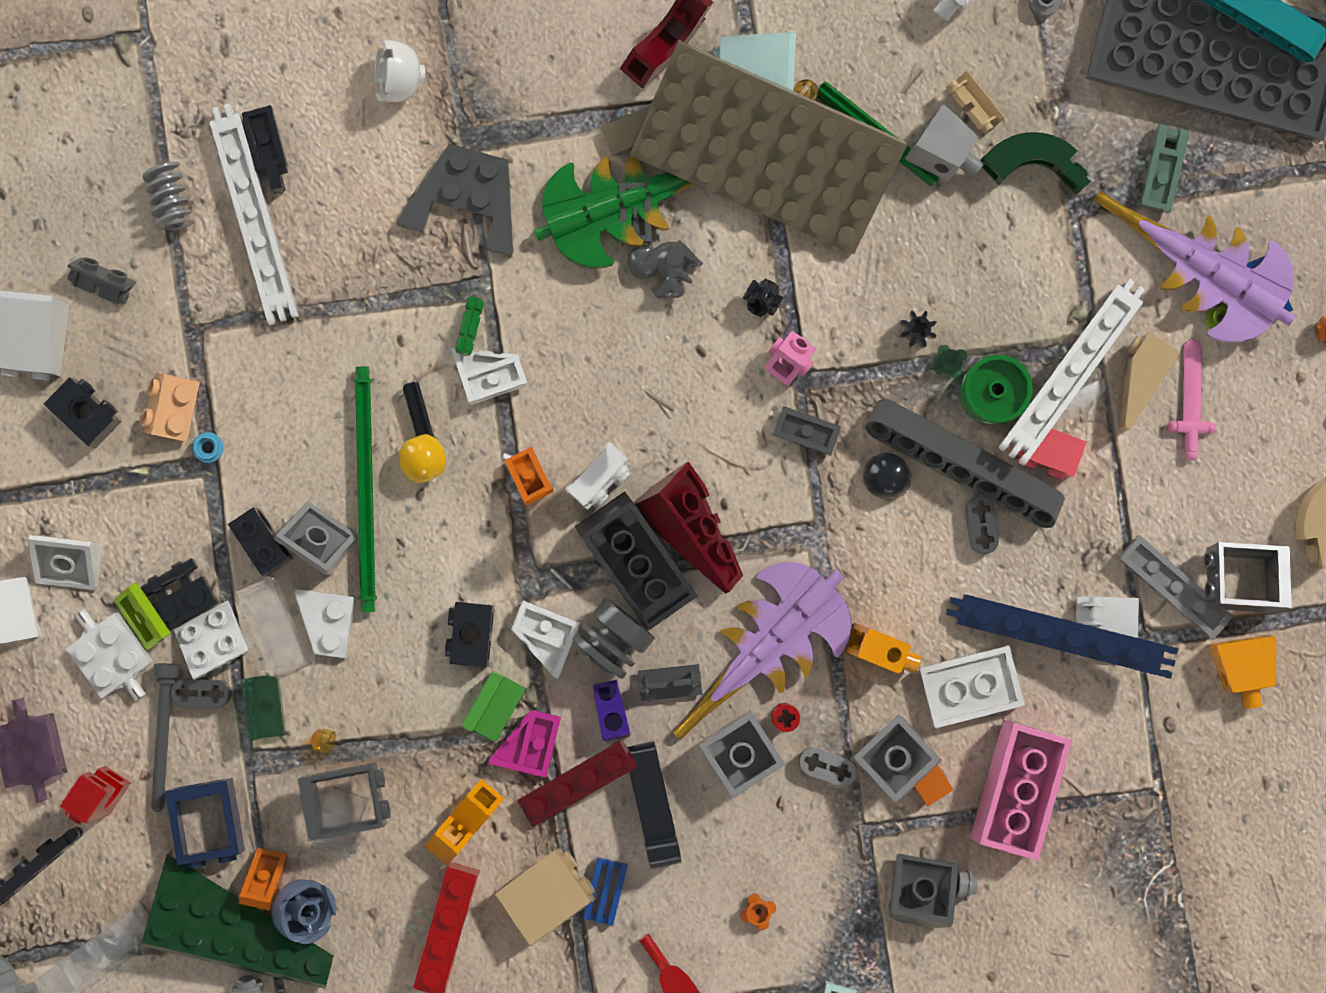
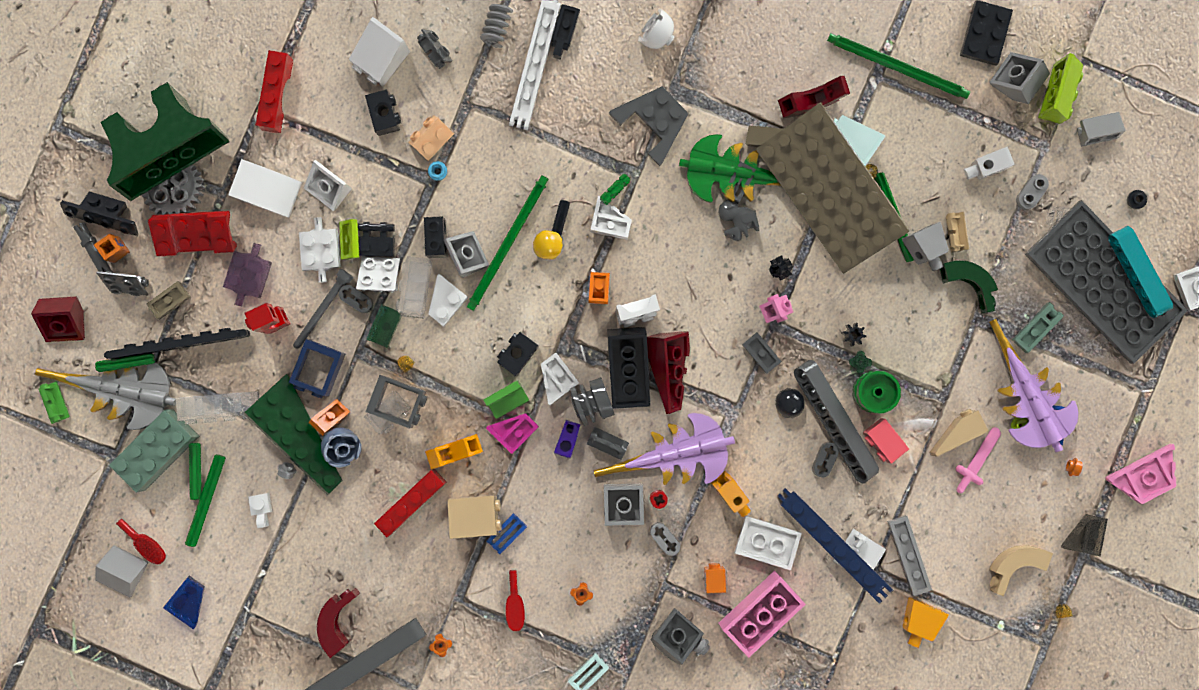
camera: 30 degrees right, 0 degrees up
(577, 783) = (527, 467): dark red plate -> none
(654, 807) = (559, 503): black beam -> none
(897, 758) = (706, 557): light grey slope -> none
(1073, 371) = (924, 407): white hinge -> none
(1276, 577) = (968, 582): flat silver window -> none

